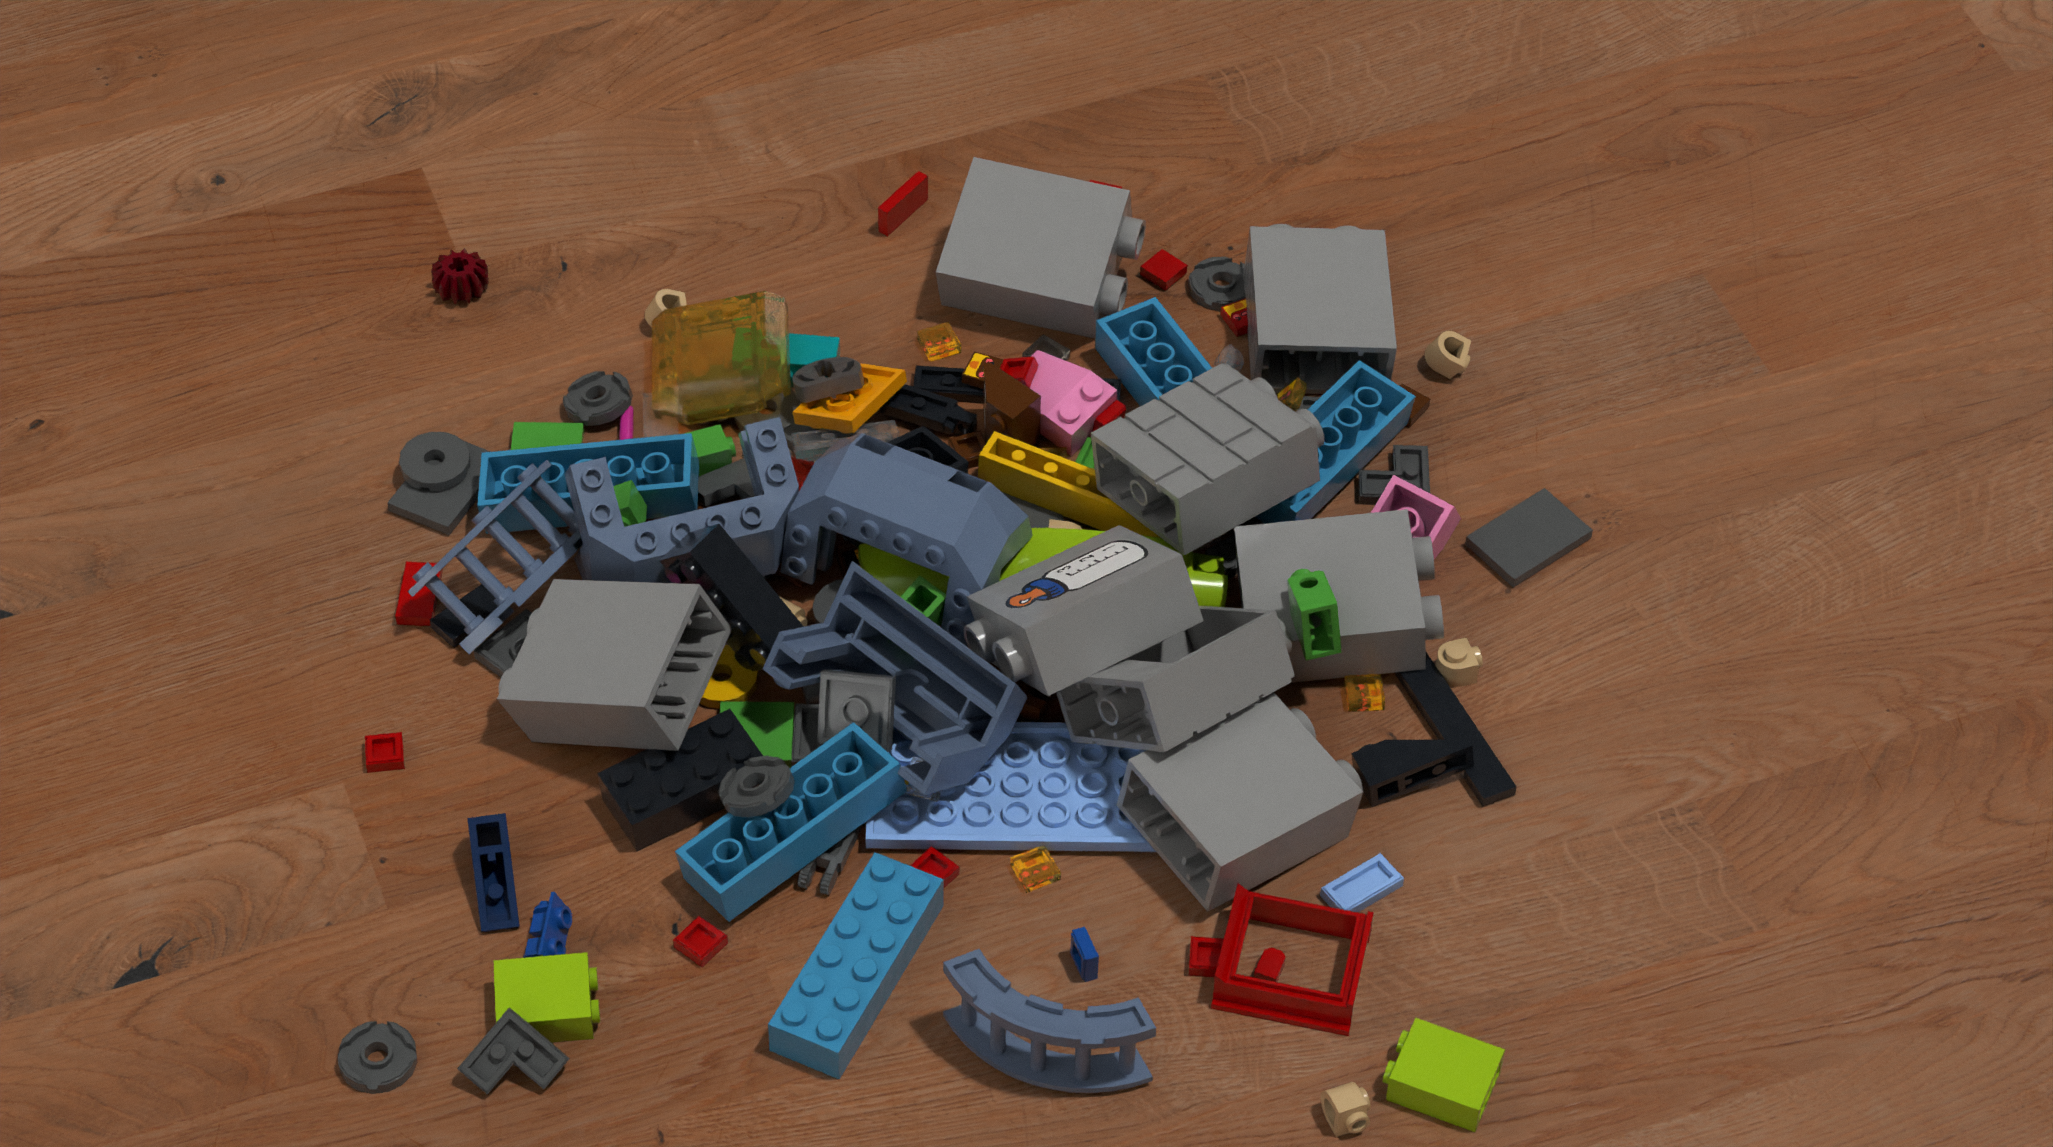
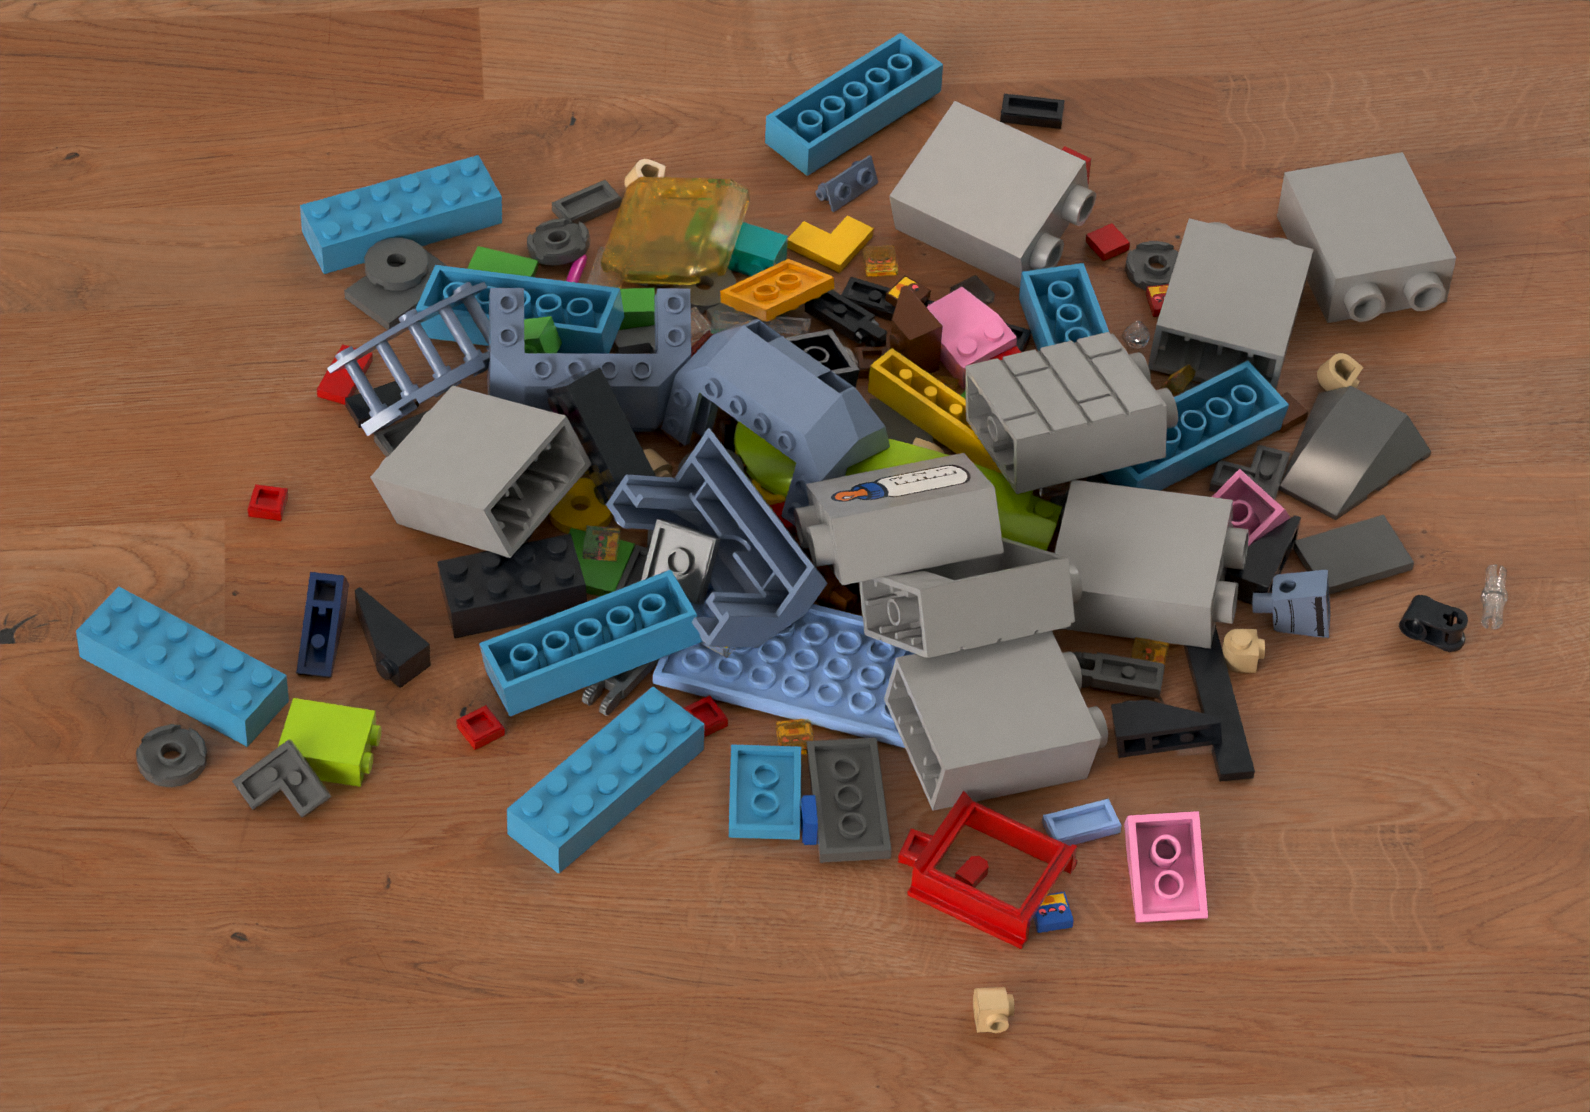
camera: 15 degrees right, 0 degrees up
(357, 955) = (182, 666): none -> dark azure brick
(431, 396) = (416, 207): none -> dark azure brick
(460, 276) = (475, 109): dark red gear -> none
(551, 922) = (354, 683): blue hinge -> none
(575, 874) = (393, 645): none -> black slope
(612, 350) = (587, 203): none -> dark grey tile
(760, 710) = (601, 543): none -> clear tile
(774, 788) = (567, 605): dark grey tile -> none
(843, 376) = (761, 269): flat silver piece -> none
(853, 181) = (853, 104): none -> dark azure brick
(878, 268) = (848, 184): none -> sand blue hinge
(883, 341) = (831, 249): none -> yellow tile
(902, 203) = (891, 131): red tile -> none
(926, 599) = (772, 483): bright green brick -> none
(994, 1007) = (720, 865): sand blue fence -> none
(1021, 369) = (938, 301): red tile -> none
(1027, 935) = (765, 792): none -> dark azure plate
(1037, 150) = (1032, 111): none -> black tile
(1119, 920) = (849, 800): none -> dark grey plate
(1310, 596) = (1109, 556): bright green torso -> none
(1349, 717) = (1121, 674): none -> dark grey hinge
(1371, 989) = (1053, 913): none -> blue tile
(1435, 201) = (1369, 237): none -> light grey brick
(1443, 1074) = (1091, 1002): lime brick -> none
(1449, 566) = (1265, 560): none -> black slope
(1466, 910) = (1166, 866): none -> bright pink slope
(1485, 429) = (1349, 451): none -> dark grey wedge
(1497, 600) = (1298, 603): none -> sand blue torso
(1634, 586) = (1432, 622): none -> black piece
(1683, 546) = (1494, 597): none -> clear pin

